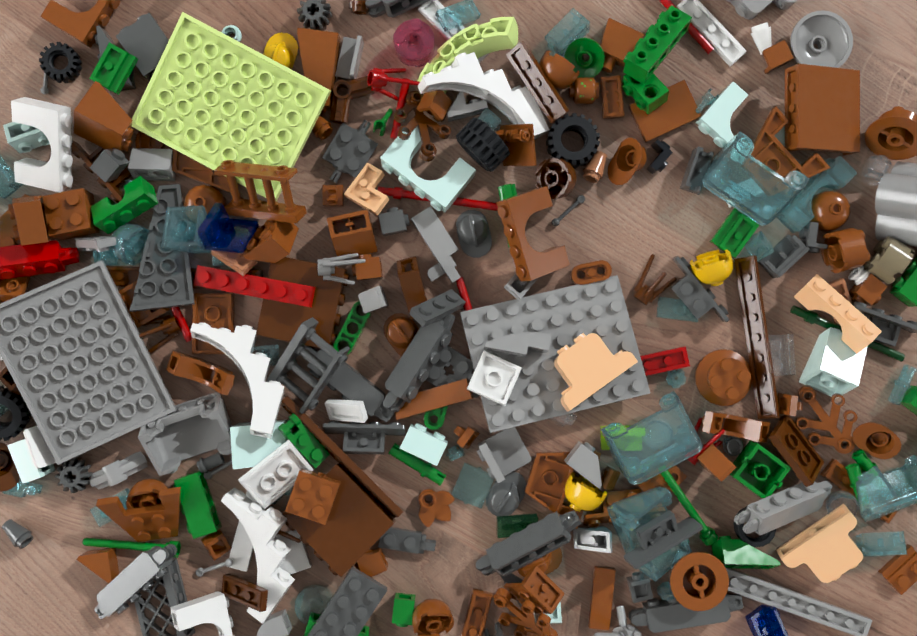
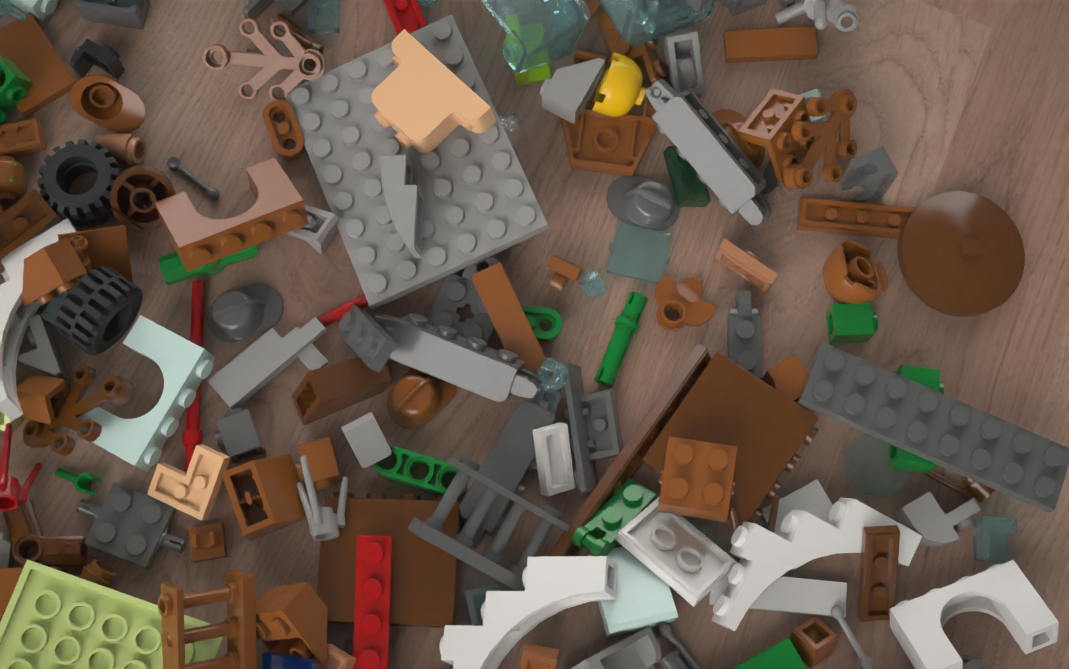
camera: 100 degrees left, 15 degrees down
(397, 423) = (559, 378): none -> clear light blue plate
(401, 103) = (52, 457): red bar -> none
(424, 444) = (586, 330): light aqua brick -> none
(452, 552) = (746, 265): none -> nougat plate
(494, 378) = (463, 231): white tile -> none
(503, 453) = (580, 212): light grey bracket -> none
(508, 118) = (50, 270): none -> dark orange slope
(638, 269) = (270, 60): none -> plant

